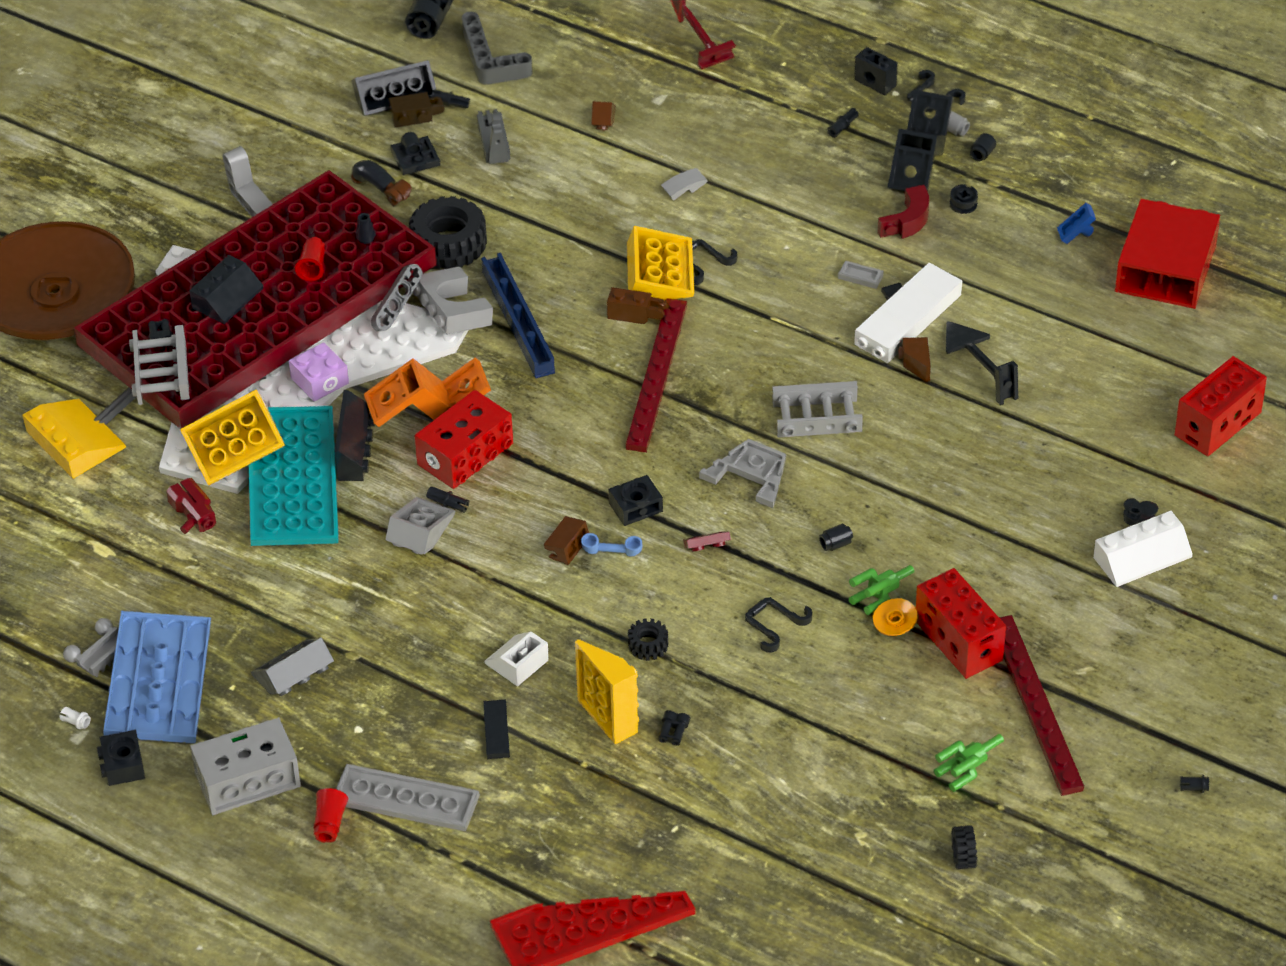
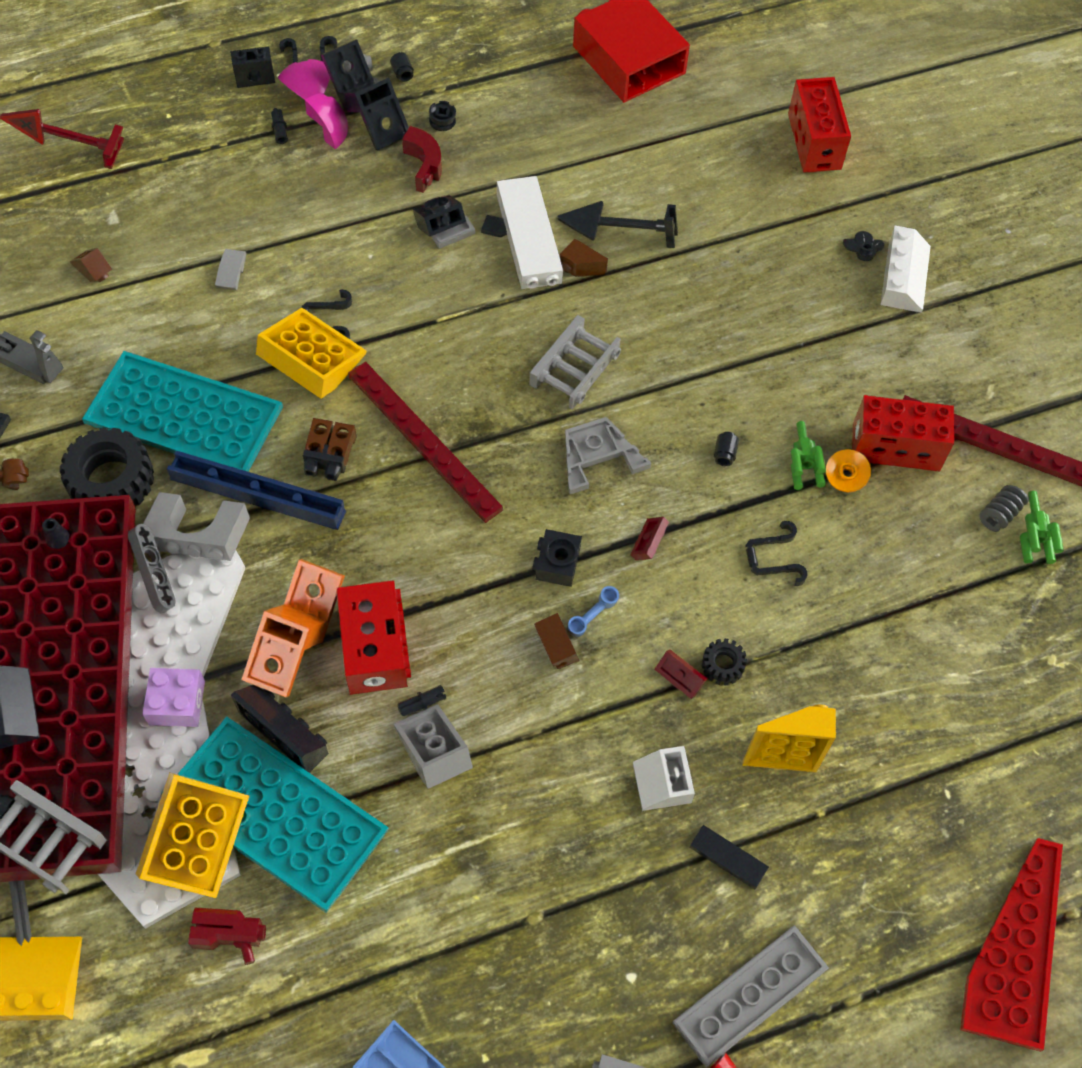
camera: 55 degrees left, 15 degrees up
(293, 666) = (512, 984): slope -> none
(311, 260) = (44, 604): red plant -> none
(538, 240) = (183, 411): none -> teal plate
(590, 327) = (328, 448): none -> hips
(611, 620) = (680, 674): none -> dark red plate
(634, 306) = (337, 399): reddish brown hinge -> none
(673, 720) = (838, 703): black piece -> none
(860, 253) = (439, 215): none -> black brick
(878, 139) = (330, 116): none -> dark pink brick
(895, 106) = (306, 78): none -> dark pink brick
(966, 727) = (1003, 508): none -> dark grey piece
(1077, 223) = (544, 71): blue tile -> none

